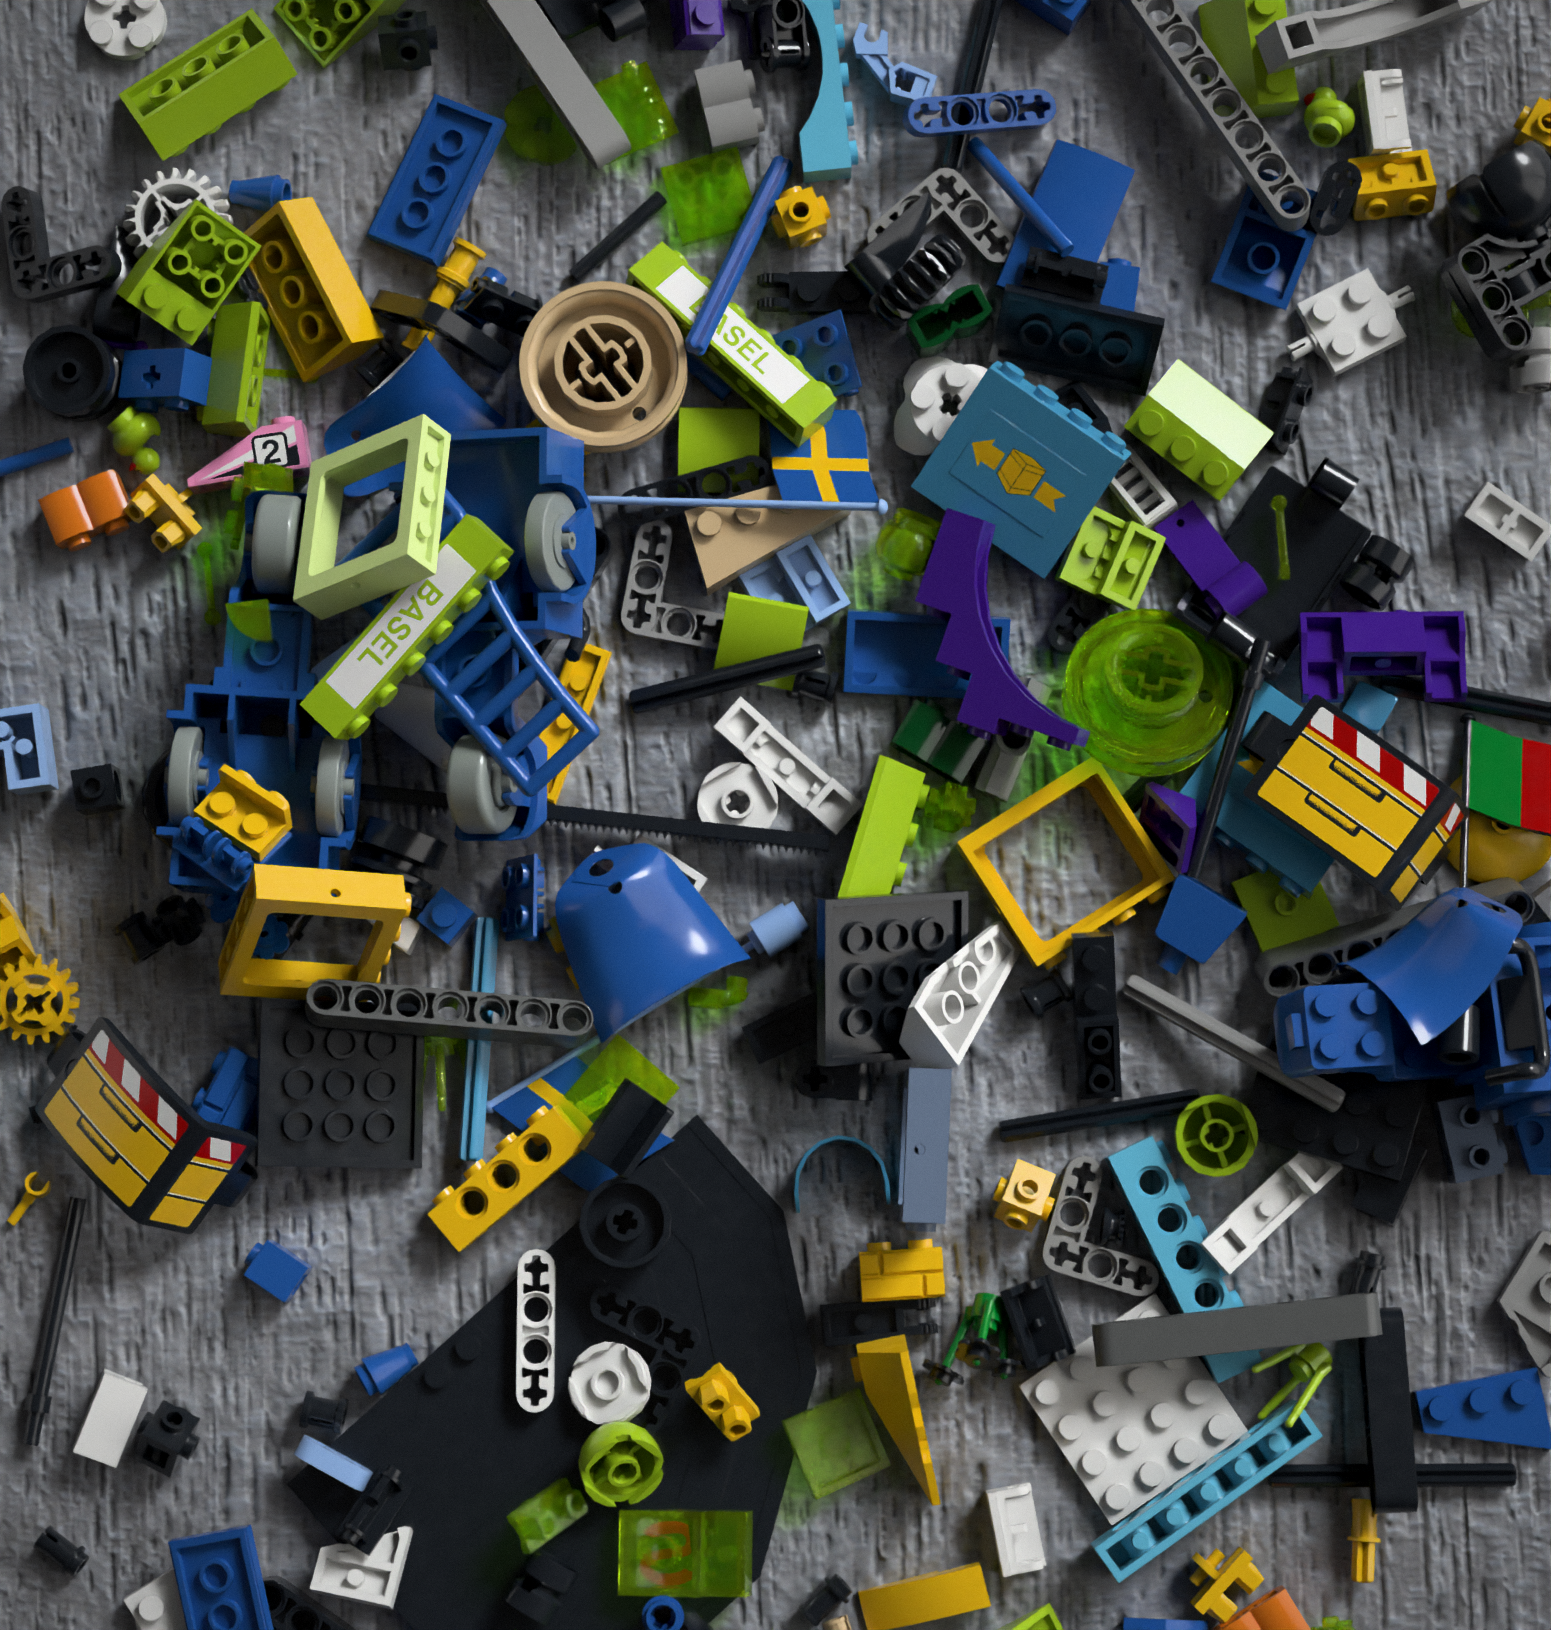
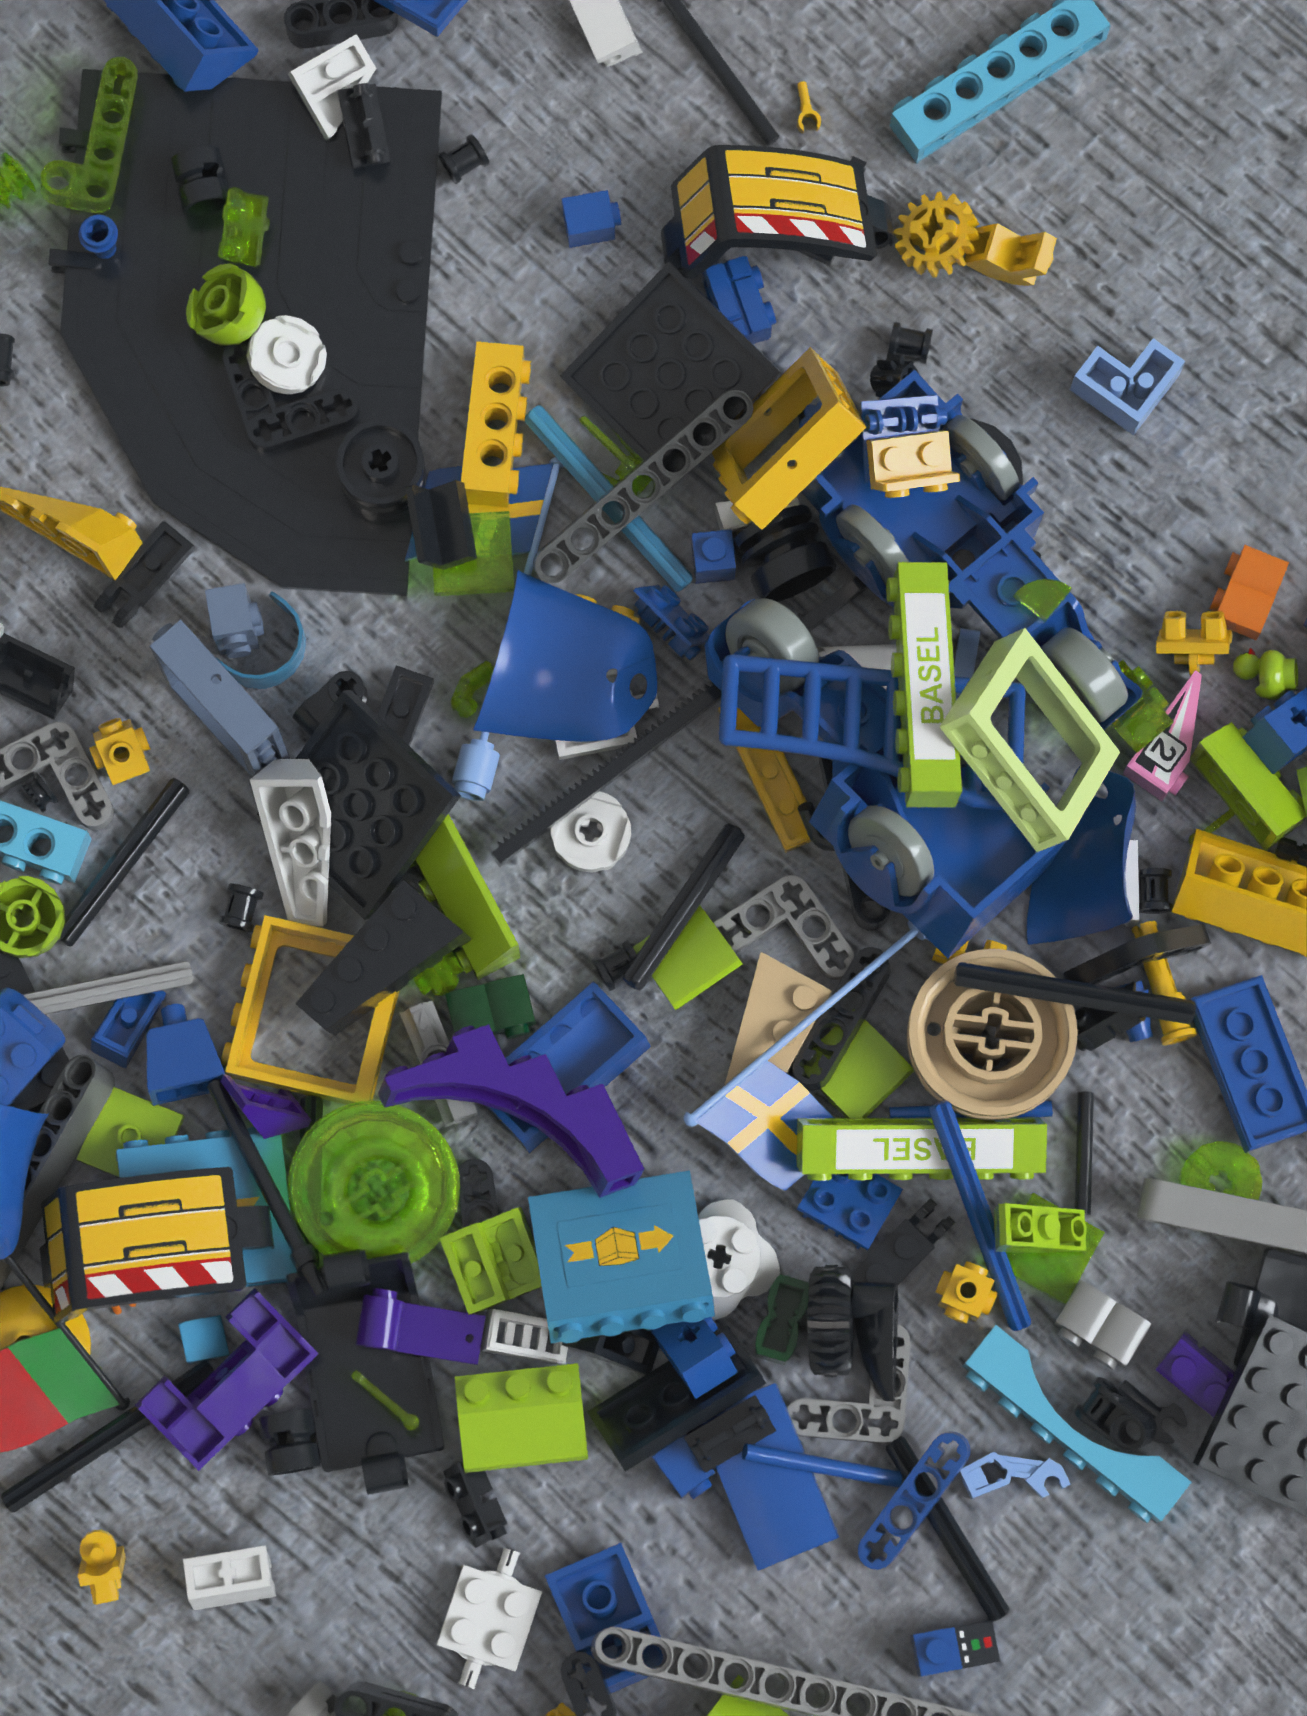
camera: 135 degrees right, 5 degrees down
(97, 789) = (1041, 411): black brick -> none
(166, 1438) = (551, 42): black brick -> none
(211, 616) = (1089, 608): clear neon green hinge -> none
(333, 1463) = (422, 128): light blue beam -> none
(385, 1368) = (451, 225): blue cone -> none
(519, 331) = (1074, 993): none -> black axle
(541, 1330) = (369, 347): white beam -> none
(637, 106) = (1169, 1258): clear neon green hinge -> none
(685, 1553) = (124, 295): clear neon green slope -> none
(709, 204) = (1038, 1229): none -> lime slope
(724, 1401) = (195, 415): yellow hips -> none
(787, 766) = (580, 890): white slope -> none
(800, 578) = (704, 1026): light blue slope -> none
(836, 1443) = (92, 464): clear neon green plate -> none
(848, 1211) = (234, 620): none -> sand blue brick
(901, 1273) = (161, 604): yellow brick -> none
(906, 543) = (652, 1127): clear neon green piece -> none
(971, 841) = (381, 958): none -> black wedge
(987, 1316) = (68, 646): plant -> none
(1036, 338) = (697, 1353): none -> blue brick
(1095, 1015) = (190, 924): black slope -> none
(1212, 988) = (125, 1027): none -> blue slope

